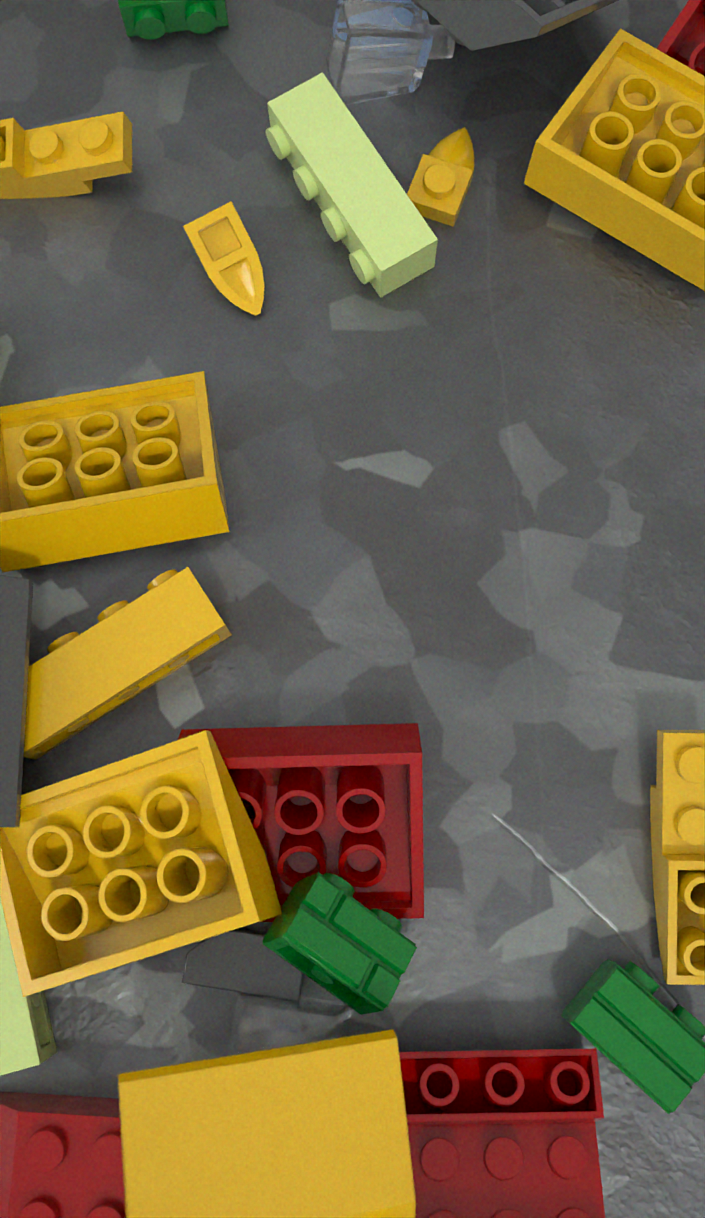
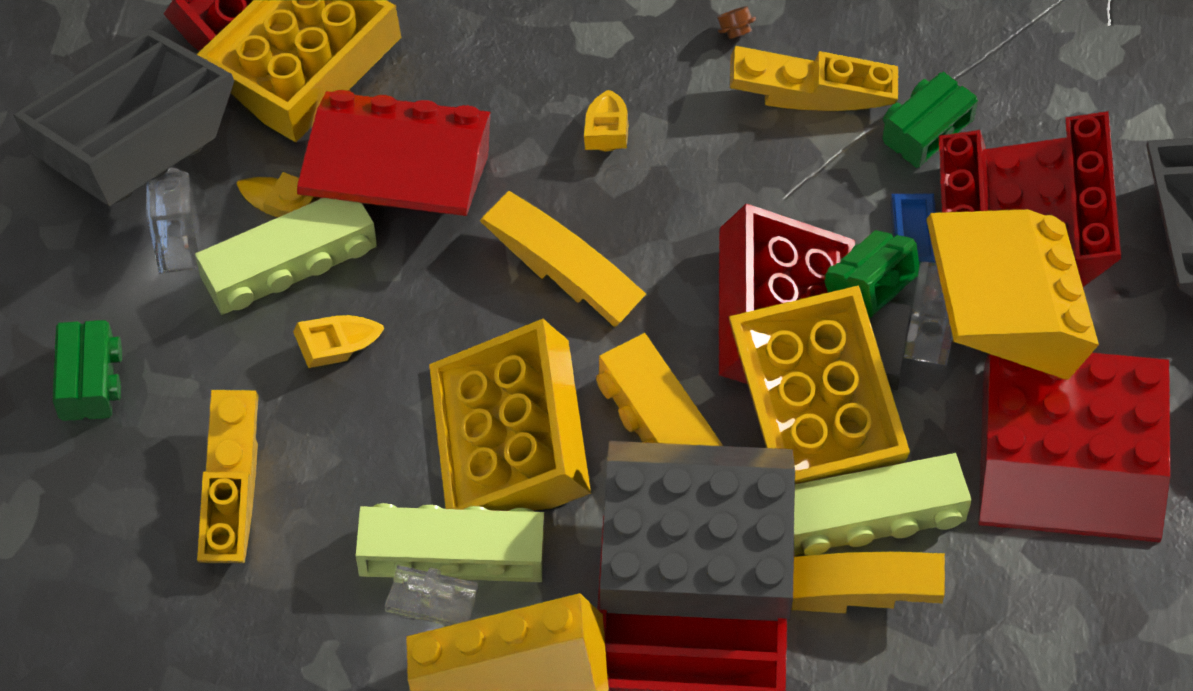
camera: 90 degrees left, 20 degrees down
(357, 517) = (563, 256): none -> yellow slope
(448, 1008) = (909, 220): none -> blue tile
(488, 287) = (395, 152): none -> red slope
(588, 563) = (606, 123): none -> yellow plate

